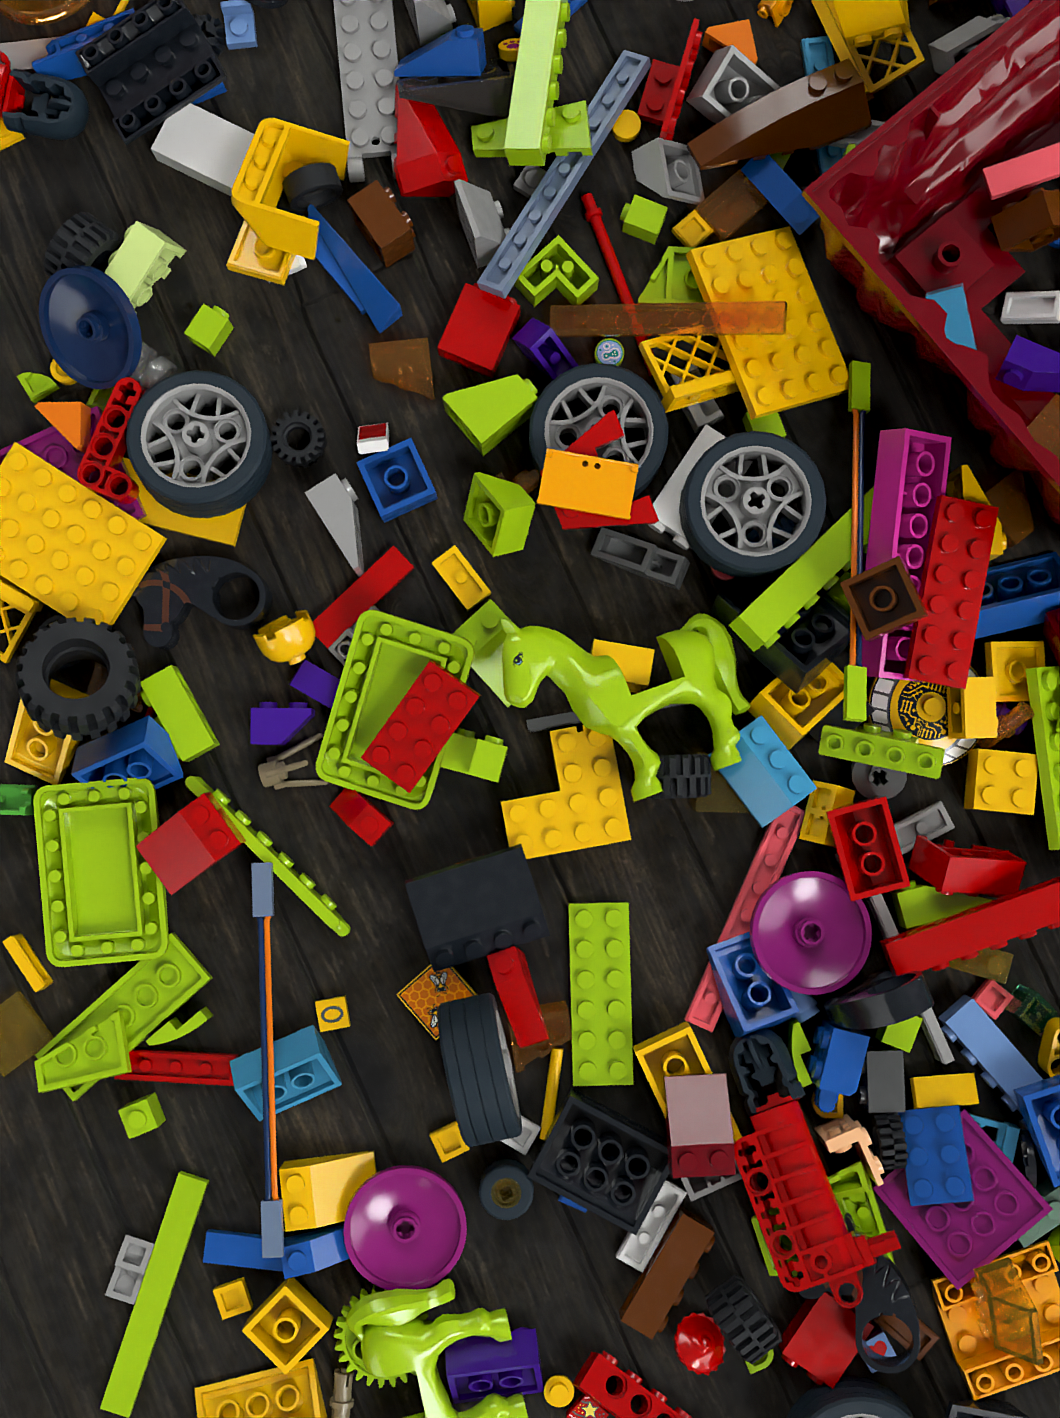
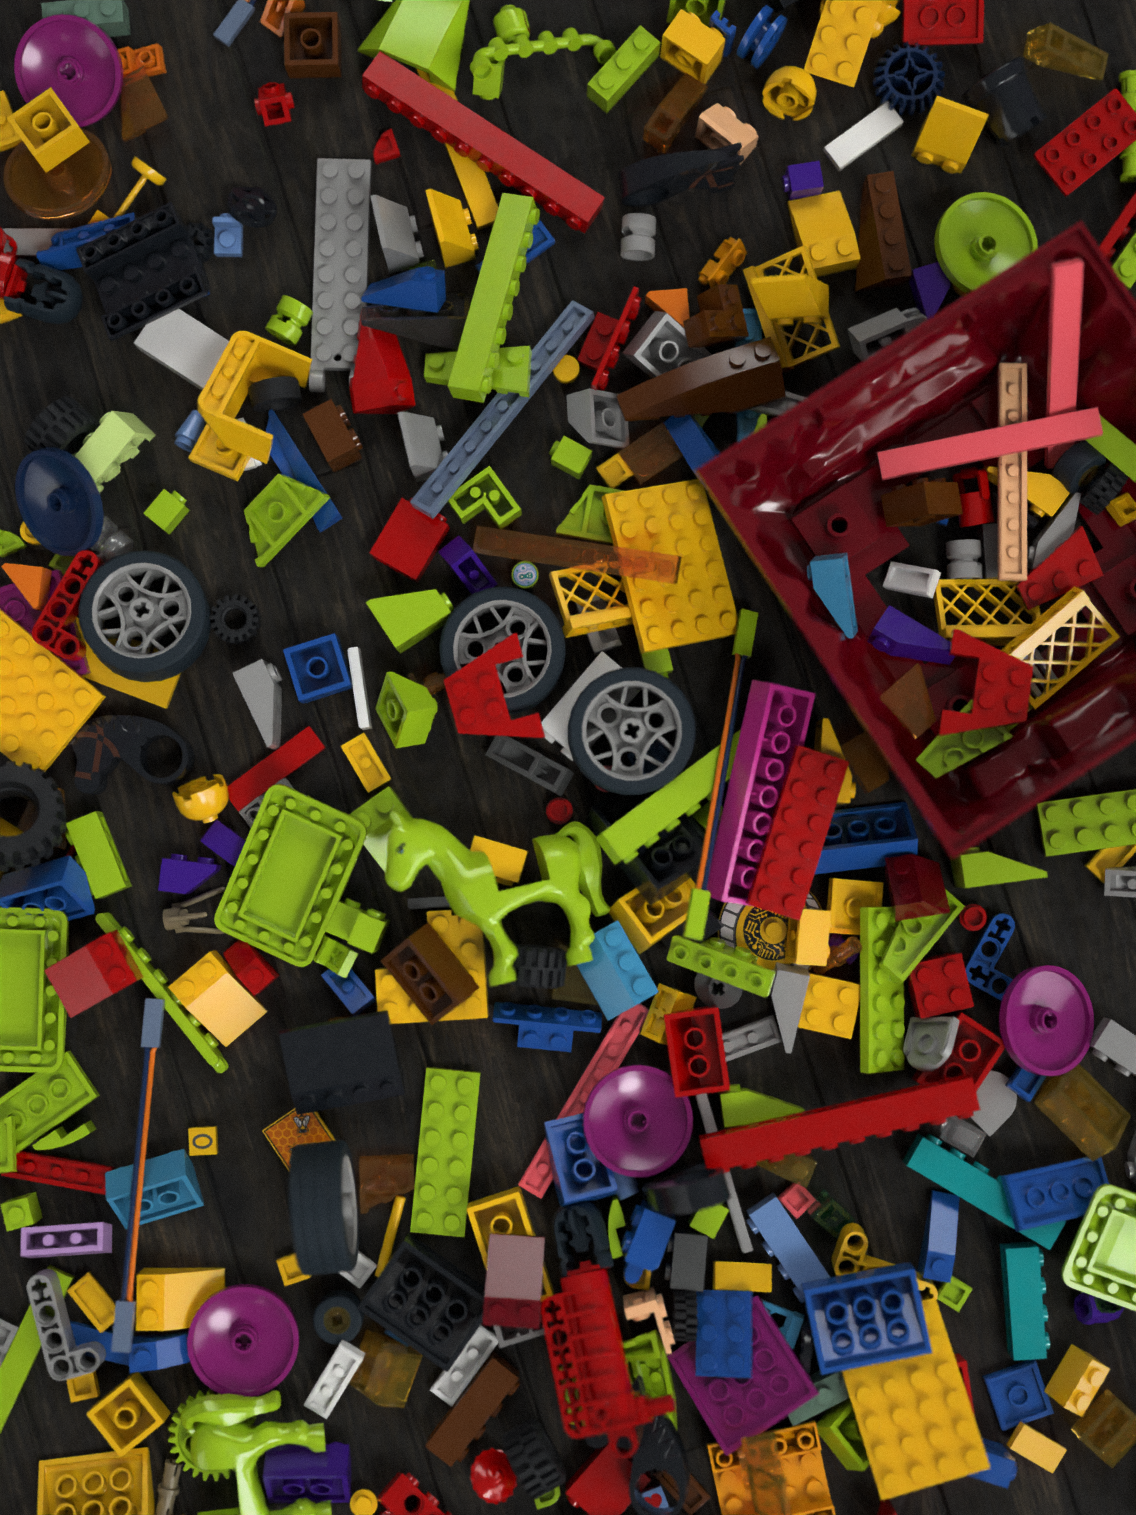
camera: 10 degrees right, 0 degrees up
(195, 1141) = (66, 1240): none -> lavender brick
(201, 1235) = (60, 1324): none -> light grey beam
(224, 239) = (190, 431): none -> medium blue cone
(234, 1205) = (94, 1301): none -> yellow tile
(319, 103) = (289, 320): none -> lime wheel
(330, 855) = (218, 998): none -> yellow slope
(334, 317) = (280, 513): none -> lime wing
(373, 438) = (301, 628): white tile -> none
(404, 365) = (338, 563): clear orange slope -> none
(420, 726) = (311, 893): red plate -> none
(444, 497) = (359, 688): none -> white tile
(454, 793) = (335, 956): none -> lime slope
(472, 826) = (350, 991): none -> blue plate
(509, 49) = (467, 287): yellow tile -> none
(510, 1258) = (334, 1379): none -> white tile
(518, 995) = (369, 1145): red slope -> none
(529, 180) = (471, 410): light grey plate -> none
(564, 798) = (430, 974): none -> reddish brown slope
(564, 1241) = (386, 1370): none -> clear yellow slope
(587, 486) = (485, 700): light orange door -> none
(594, 216) = (527, 448): red bar -> none
(679, 606) = (559, 810): none -> red plate
(694, 843) = (546, 1026): none -> blue bracket
(788, 48) = (719, 320): none -> reddish brown brick
(884, 599) = (731, 834): reddish brown brick -> none
(959, 783) = (788, 998): none -> light grey slope
(965, 869) = (786, 1081): red wedge -> none

